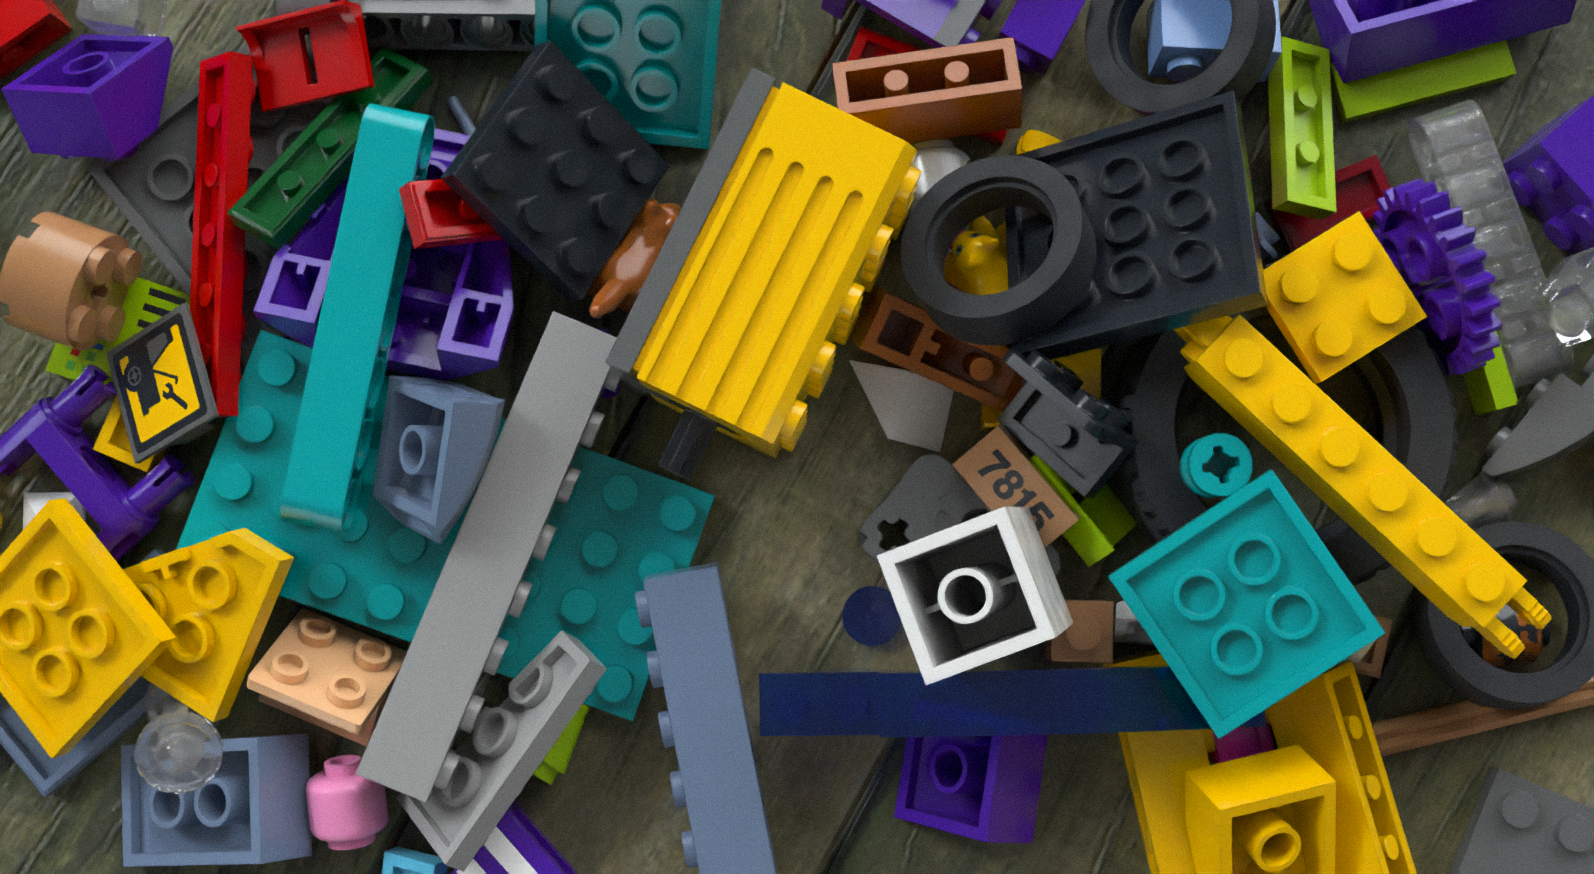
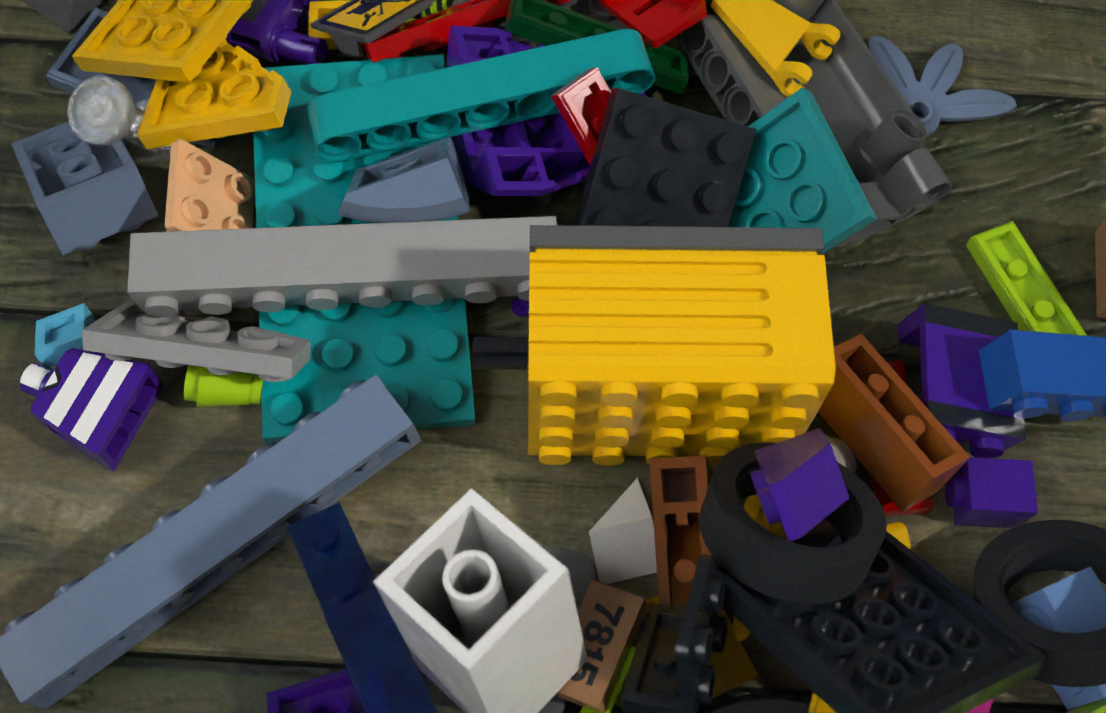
camera: 60 degrees right, 20 degrees down
(345, 806) = (104, 262): bright pink head -> none
(977, 229) = (799, 482): none -> dark purple slope

